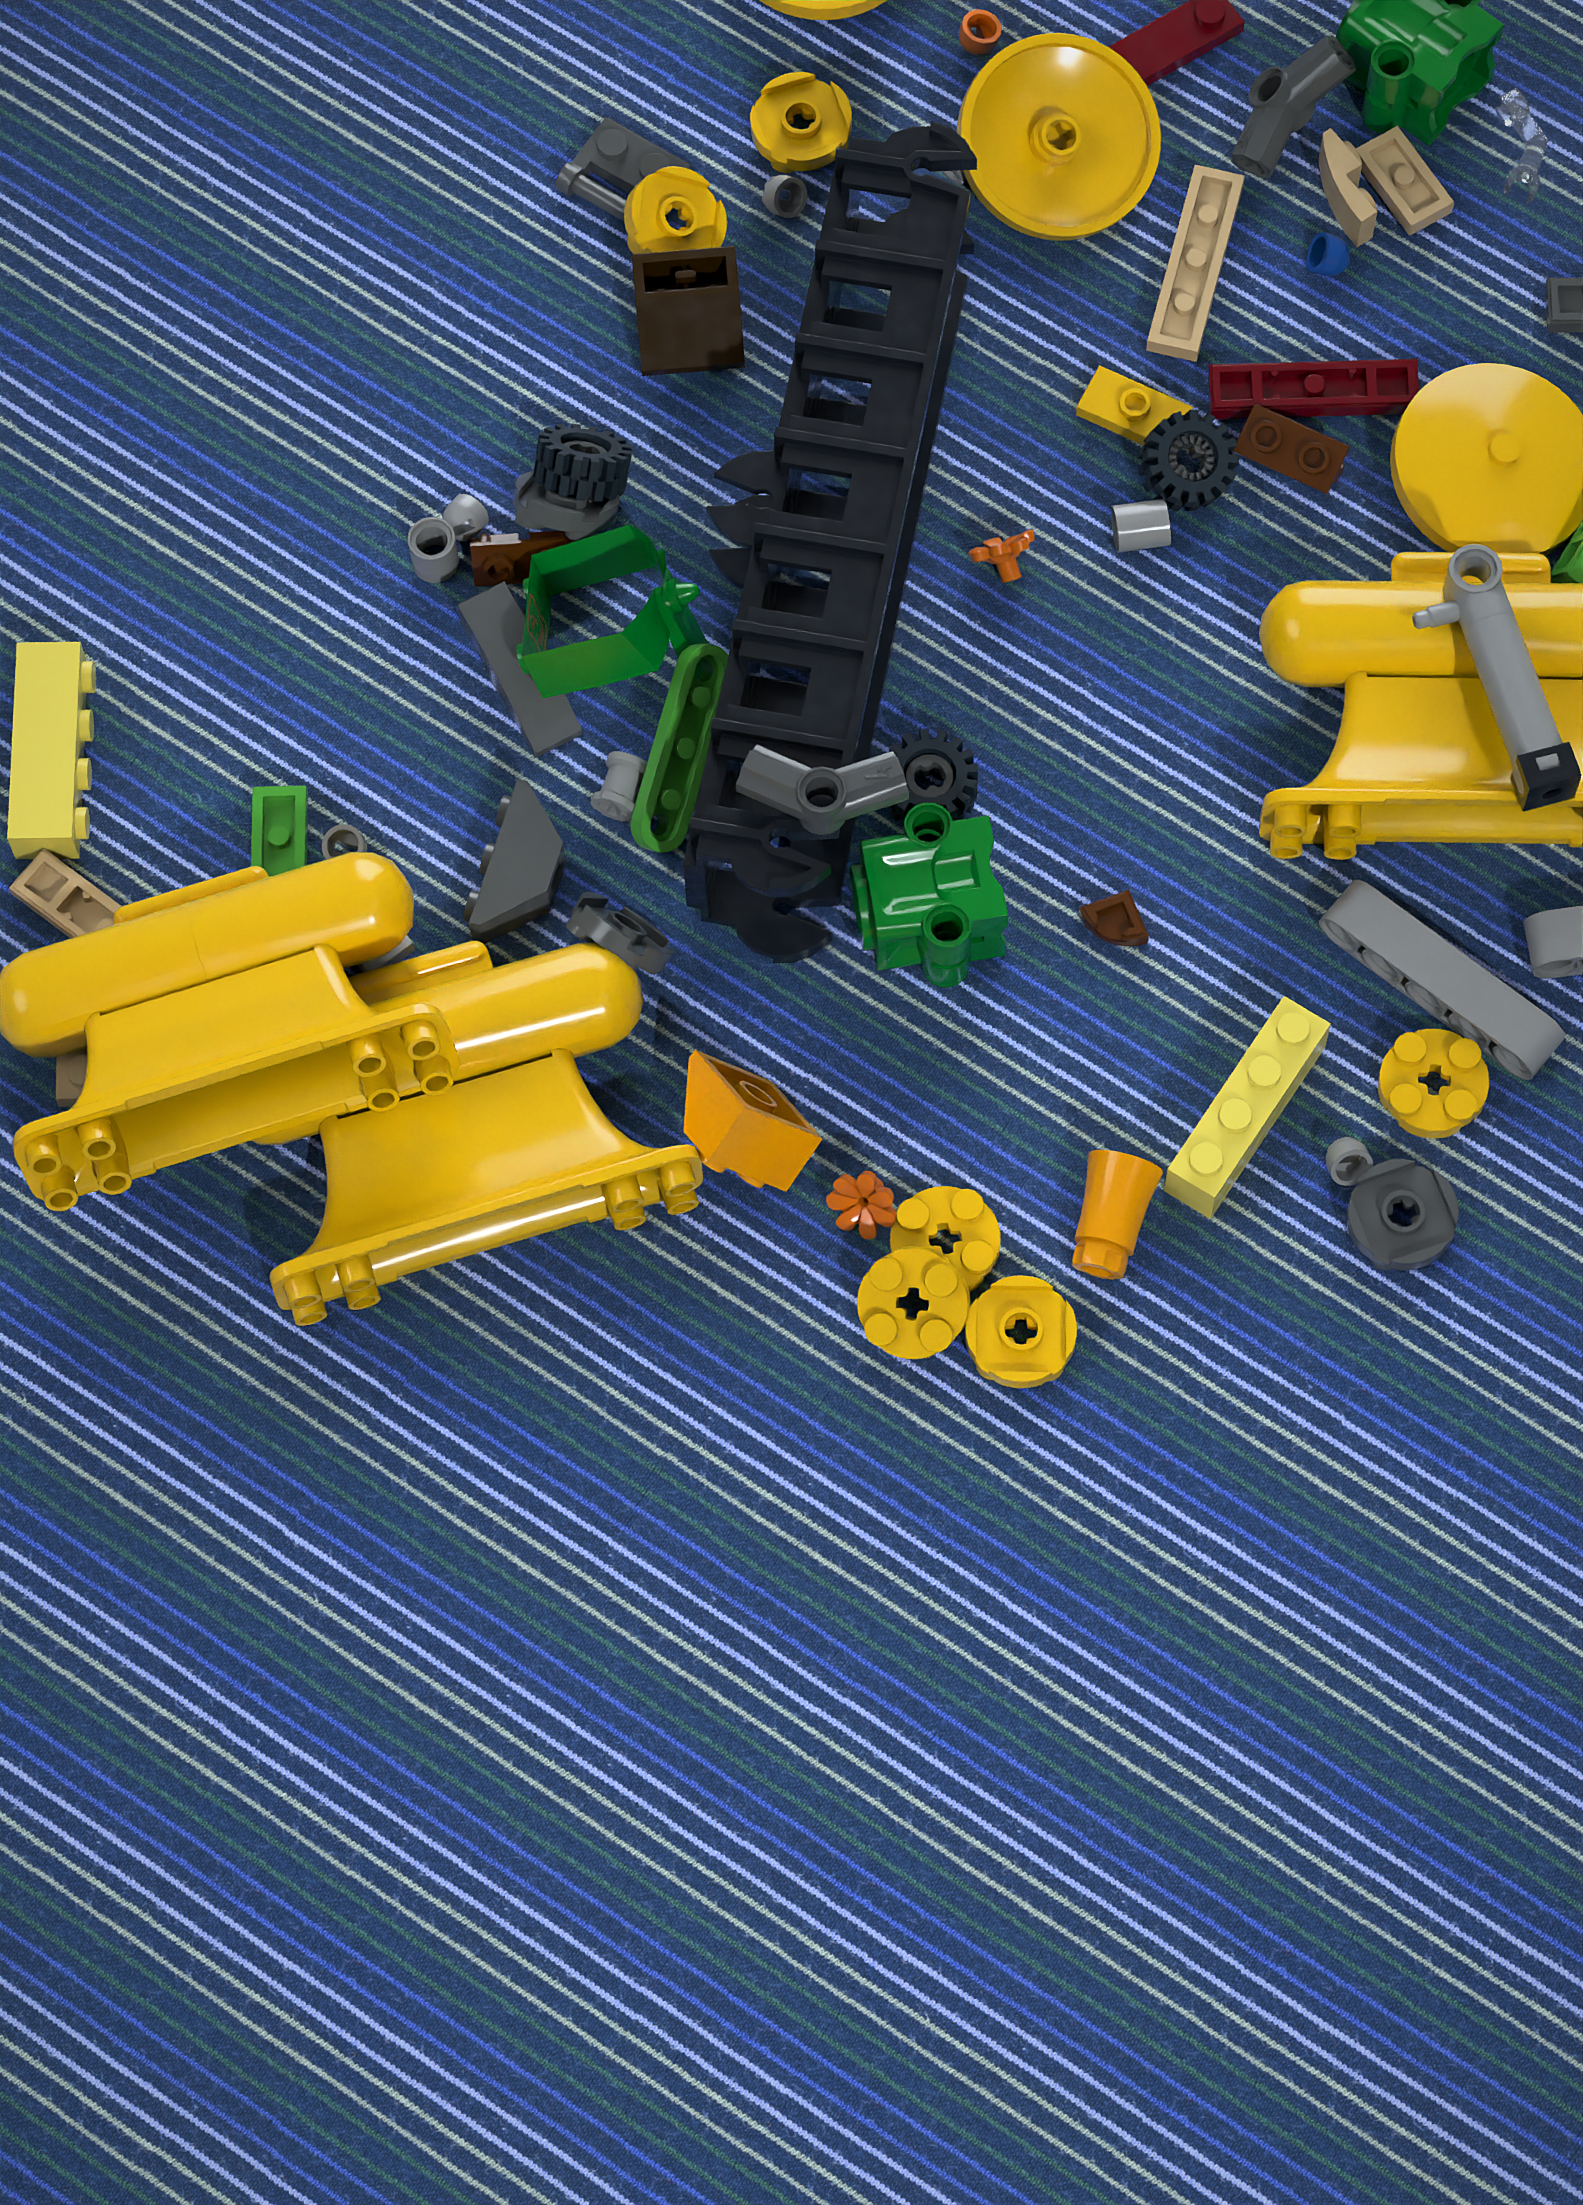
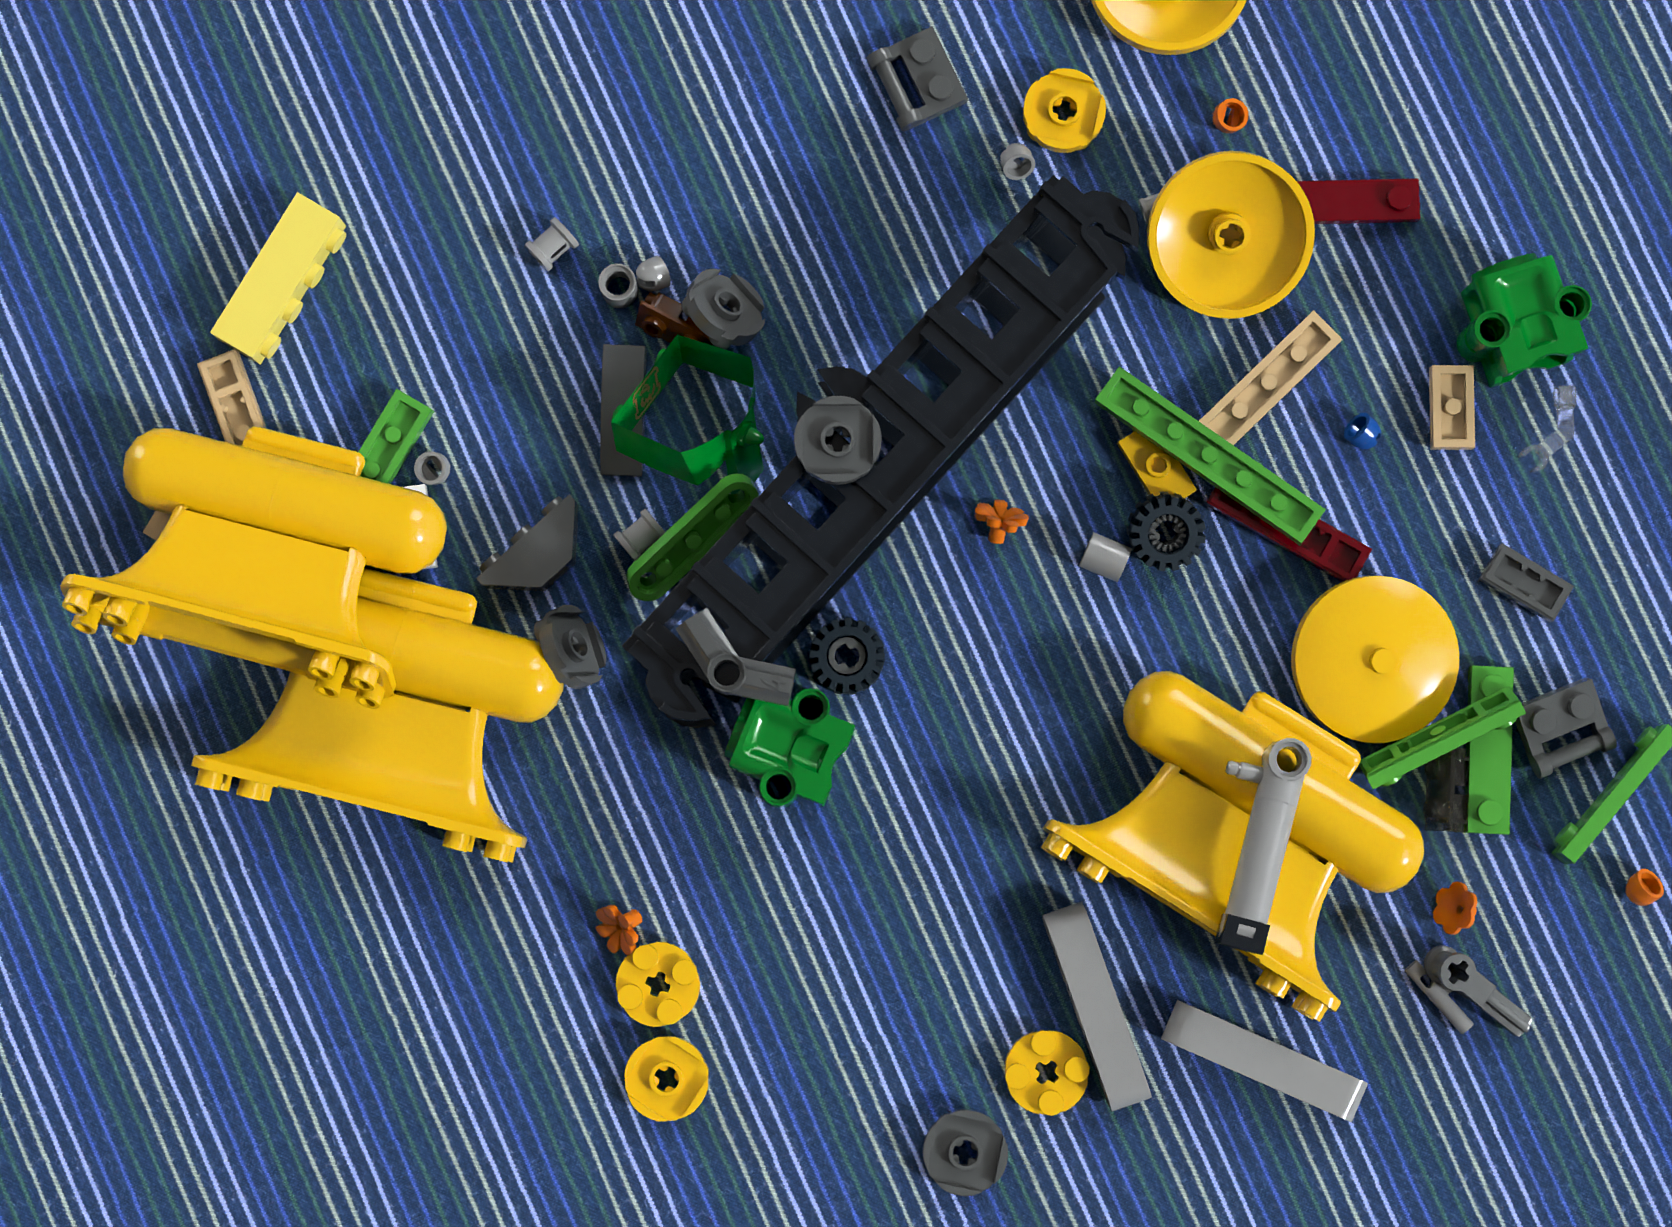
camera: 30 degrees right, 15 degrees up
(331, 550) = (551, 244): none -> light grey bush
(582, 462) = (753, 285): black bush -> none
(656, 197) = (951, 135): yellow plate -> none
(688, 310) = (895, 213): dark brown slope -> none
(745, 1124) = (570, 831): light orange slope -> none
(784, 537) = (821, 459): none -> dark grey plate
(888, 1323) = (588, 1031): yellow plate -> none
(1112, 1211) = (775, 1036): light orange plant -> none
(1115, 920) = (910, 828): reddish brown tile -> none
(1184, 357) = (1209, 456): none -> bright green plate
(1246, 1107) = (909, 1018): light yellow brick -> none
(1286, 103) = (1407, 302): dark grey piece -> none
(1292, 449) = (1241, 566): reddish brown hinge -> none
(1340, 177) = (1410, 377): tan slope -> none
(1347, 1160) = (953, 1093): light grey hinge -> none

